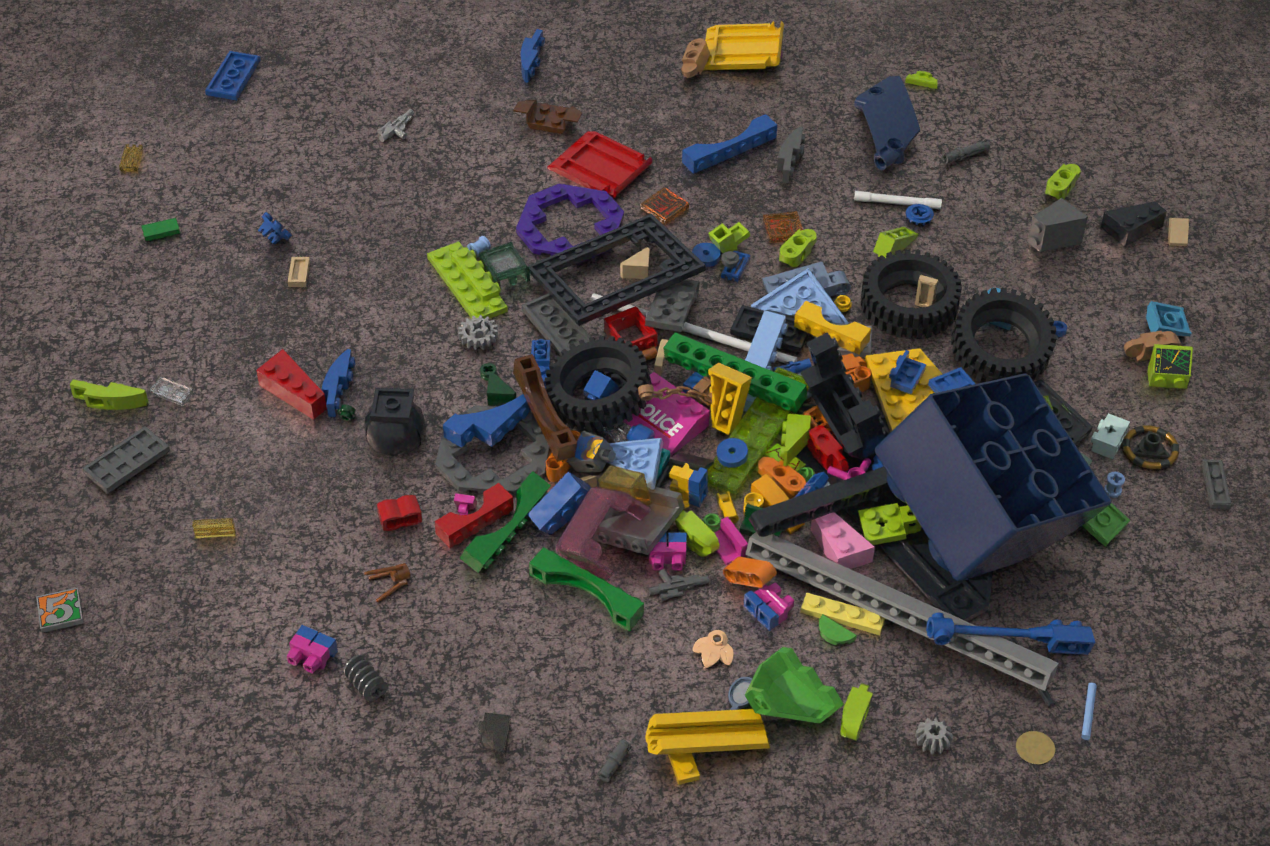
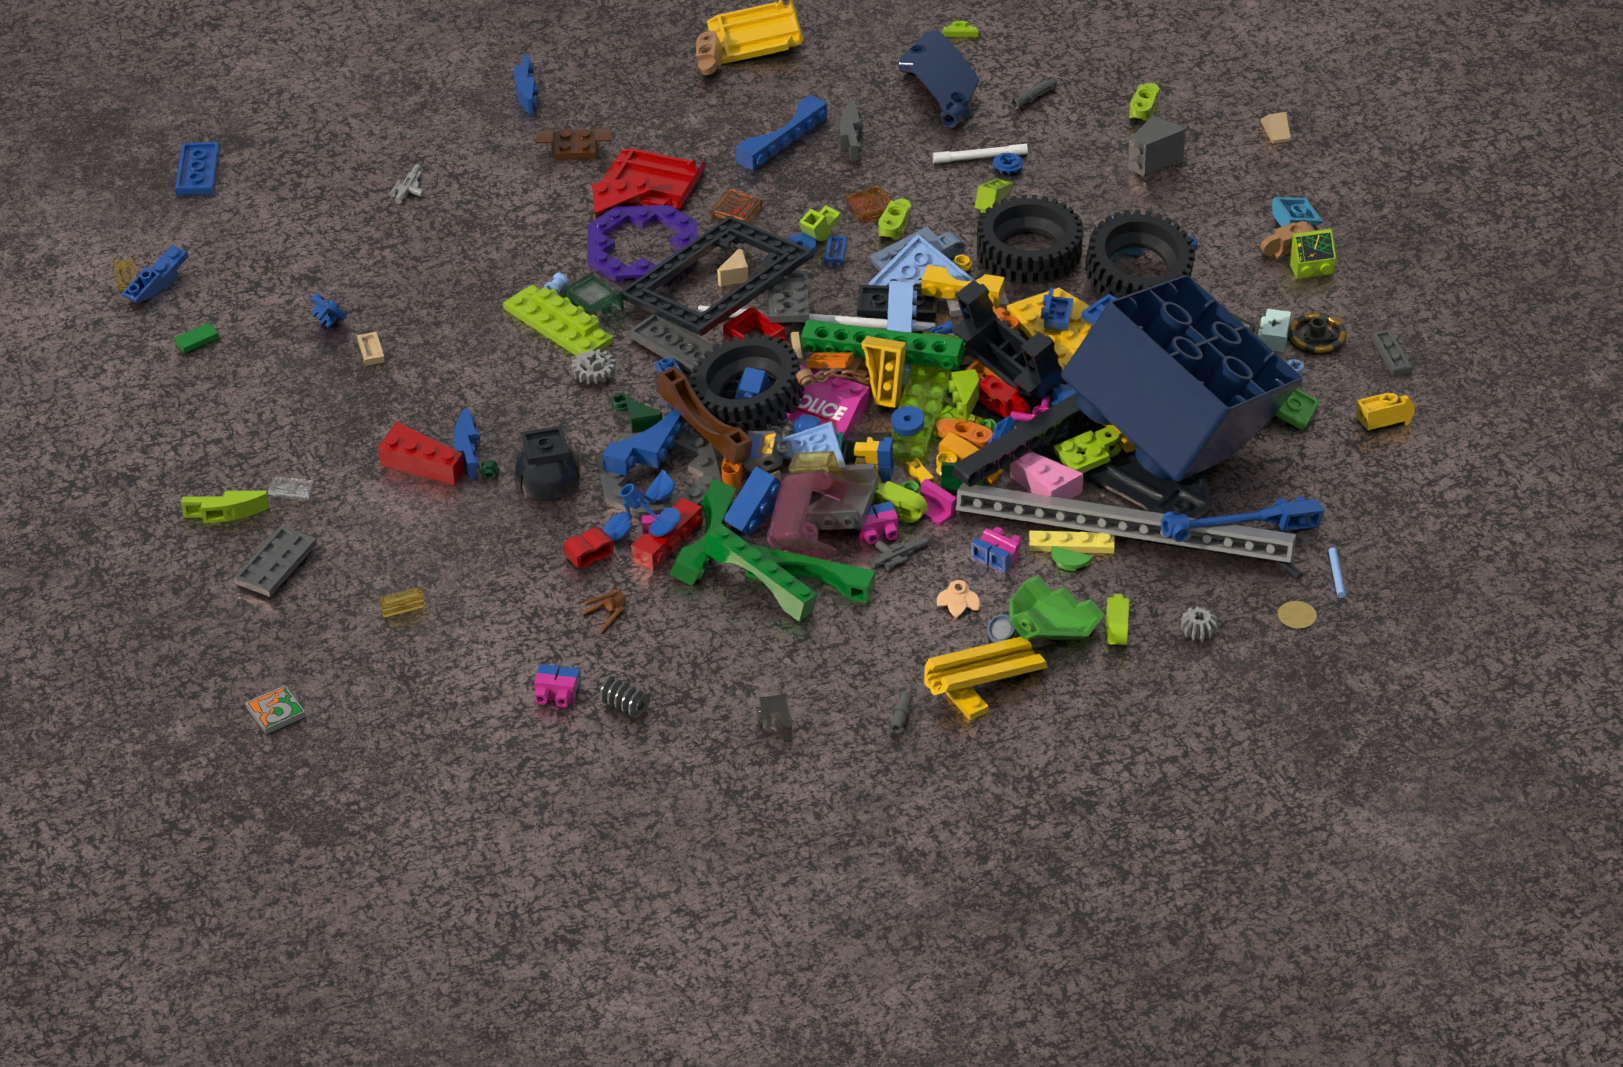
camera: 15 degrees left, 5 degrees down
(149, 169) = (155, 279): none -> blue slope
(449, 476) = (659, 490): none -> blue plant
(557, 605) = (791, 593): none -> green arch
(566, 170) = (617, 192): none -> red wing
(682, 376) = (830, 360): none -> orange plate
(730, 259) = (829, 243): dark grey plate -> none
(749, 572) = (968, 522): orange beam -> none
(926, 291) = (1045, 232): tan tile -> none
(1133, 222) = (1229, 127): black wedge -> none
(1189, 545) = (1384, 410): none -> yellow piece

